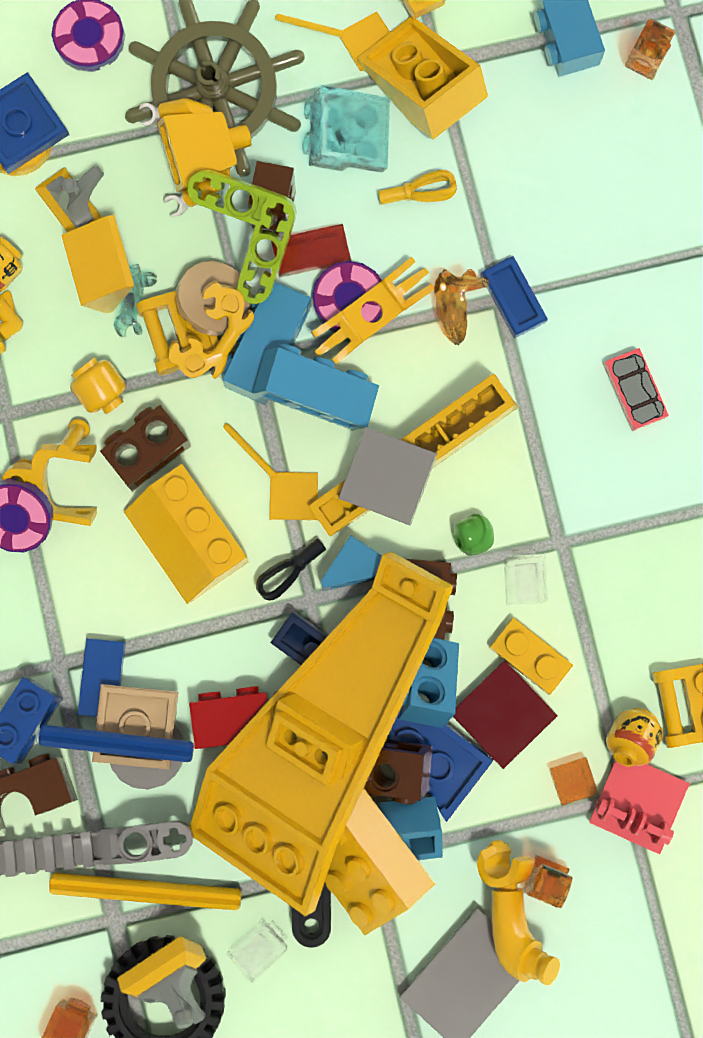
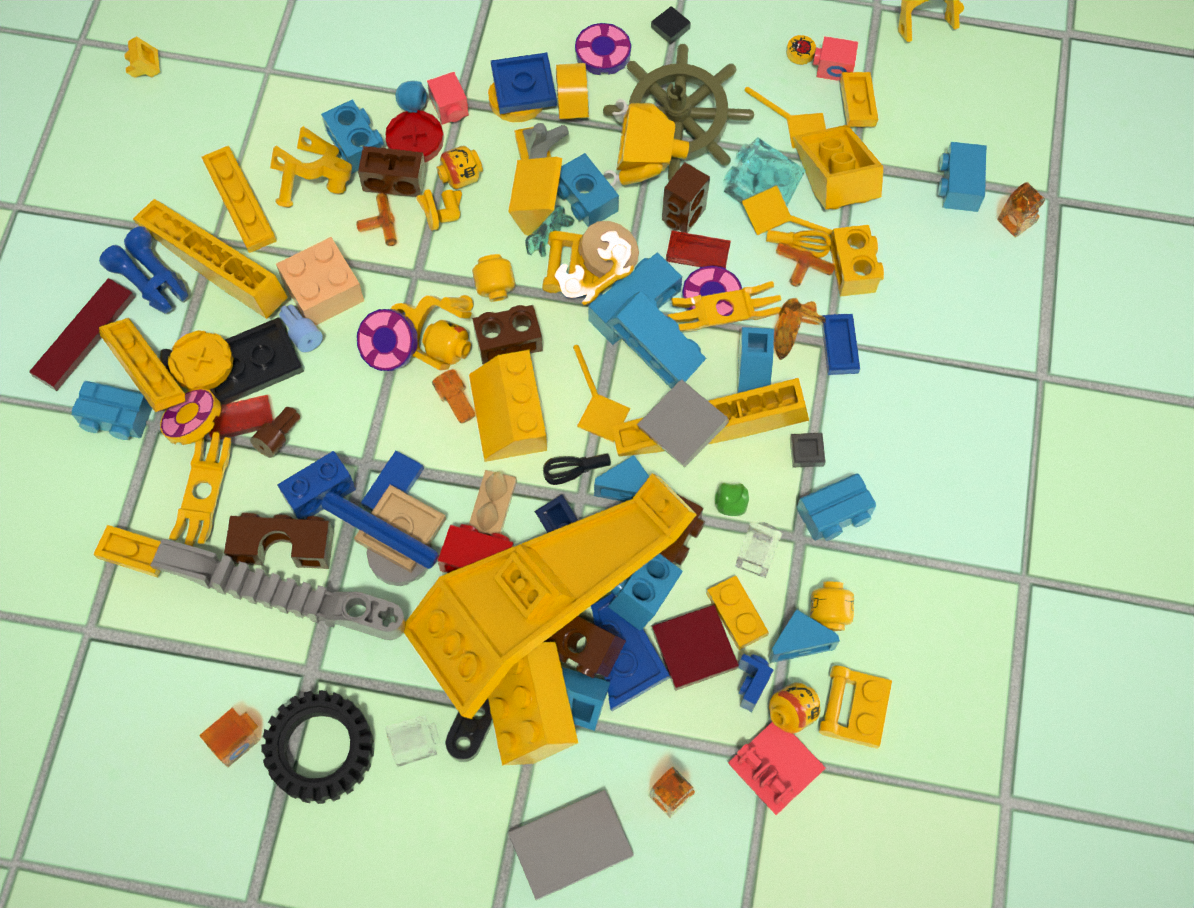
camera: 25 degrees right, 15 degrees down
(79, 110) = (572, 90): none -> yellow brick
(82, 487) = (446, 342): none -> yellow head
(112, 540) = (450, 389): none -> clear orange piece
(145, 891) = (346, 658): yellow axle -> none
(168, 980) = (328, 721): piece -> none
(176, 237) = (584, 176): none -> dark azure brick
(219, 652) = (493, 502): none -> tan tile
(256, 215) = (669, 197): lime beam -> none
(372, 168) = (769, 210): none -> yellow piece
(434, 211) = (804, 260): none -> clear orange piece
(434, 366) = (755, 358): none -> dark azure slope
(482, 192) = (851, 260): none -> yellow brick
(513, 942) = (621, 824): yellow piece -> none
(529, 439) = (807, 450): none -> dark grey tile
(573, 781) = (729, 725): clear orange tile -> none
(584, 733) = (753, 687): none -> blue bracket
(588, 494) = (836, 508): none -> dark azure brick
(609, 657) = (803, 638): none -> dark azure slope
(628, 609) = (832, 606): none -> yellow head
(636, 389) = (909, 448): tile -> none

